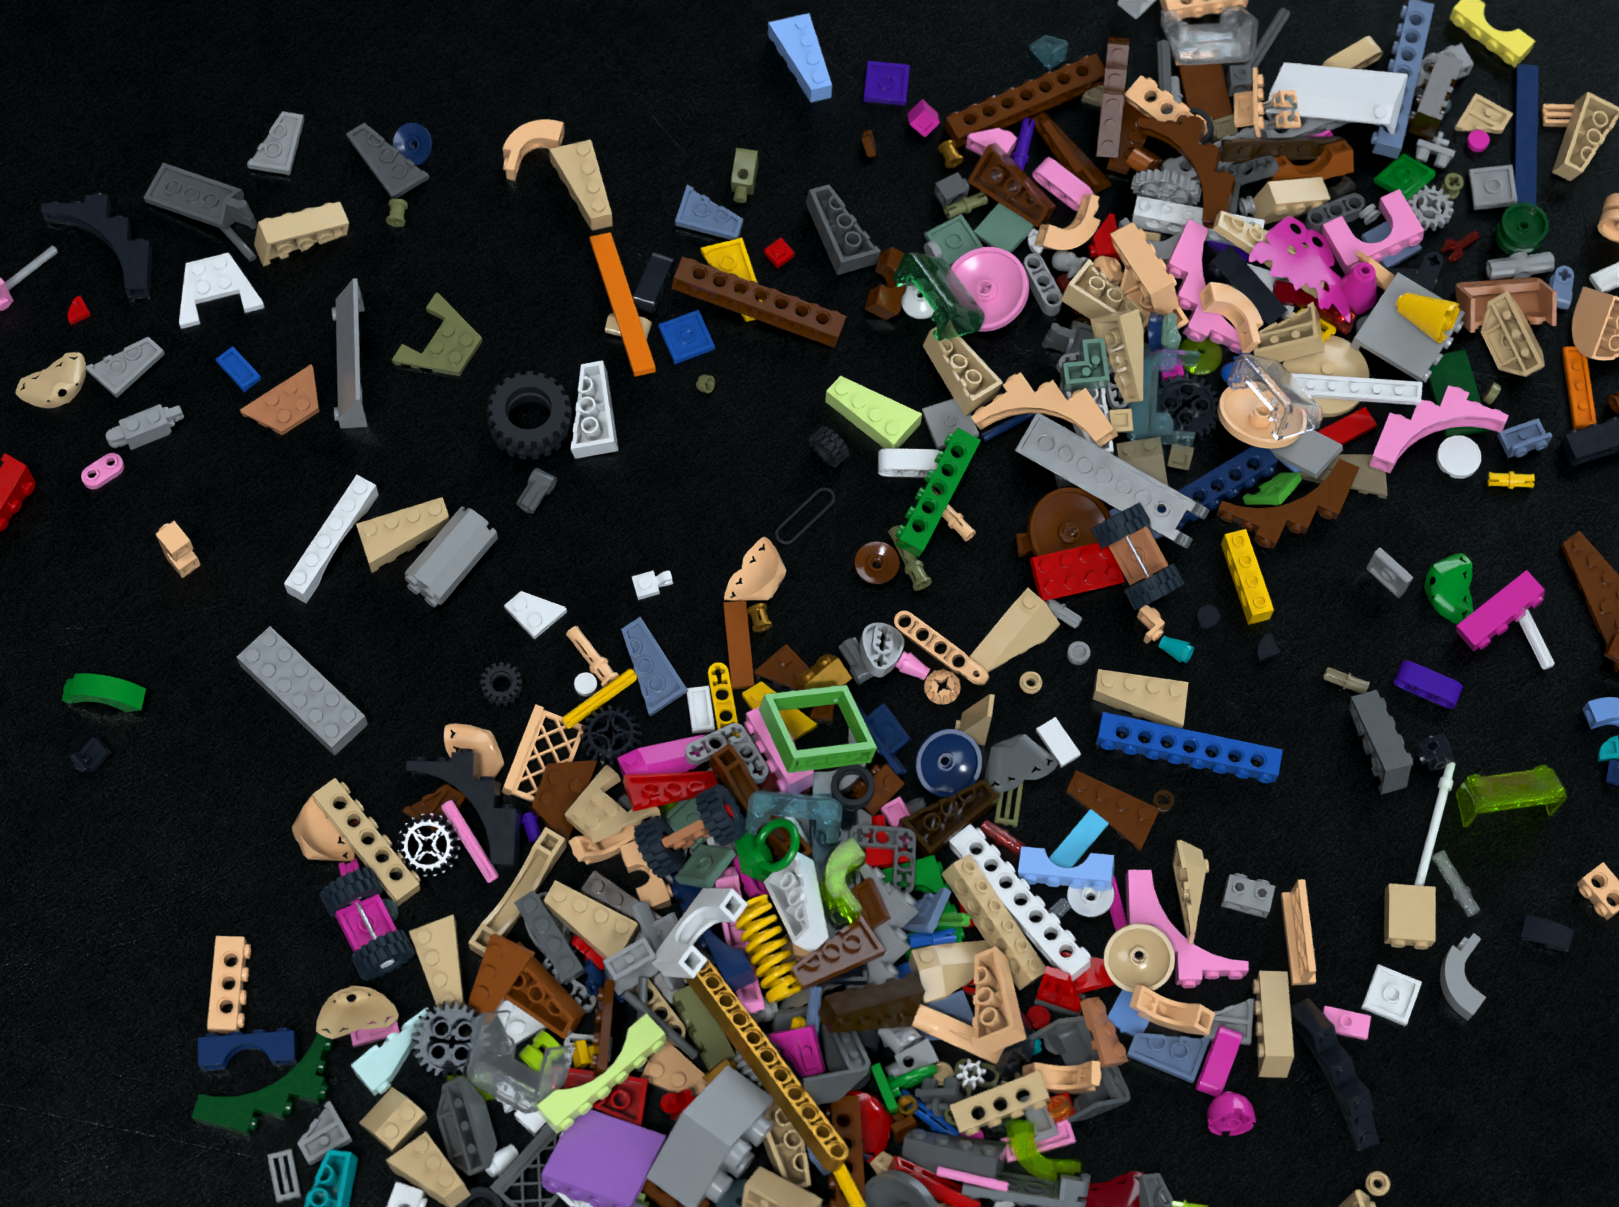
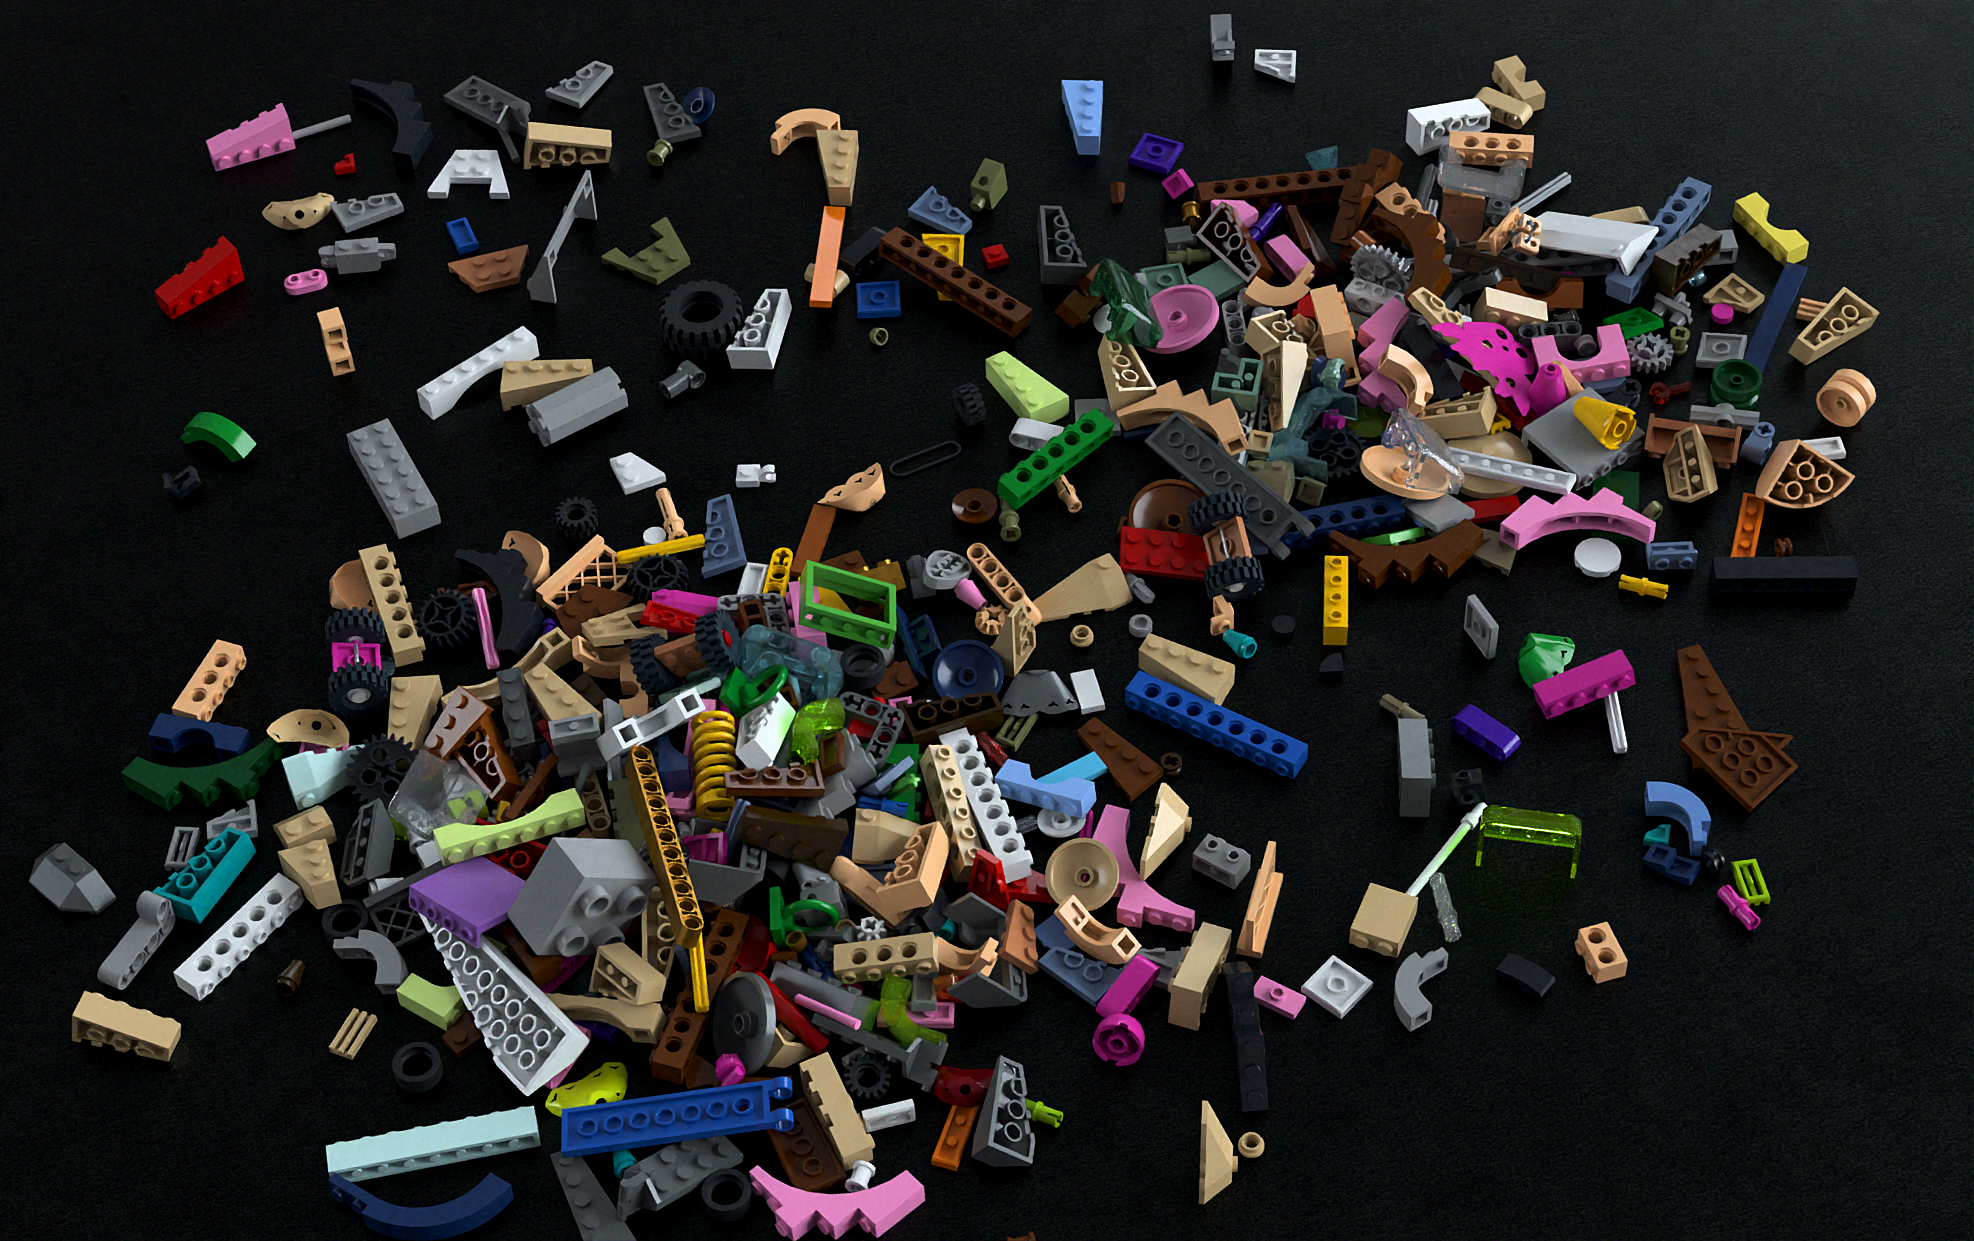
camera: 25 degrees right, 20 degrees down
(669, 1032) = (589, 812): dark grey bar -> none
(763, 624) = (842, 523): pearl gold bush -> none

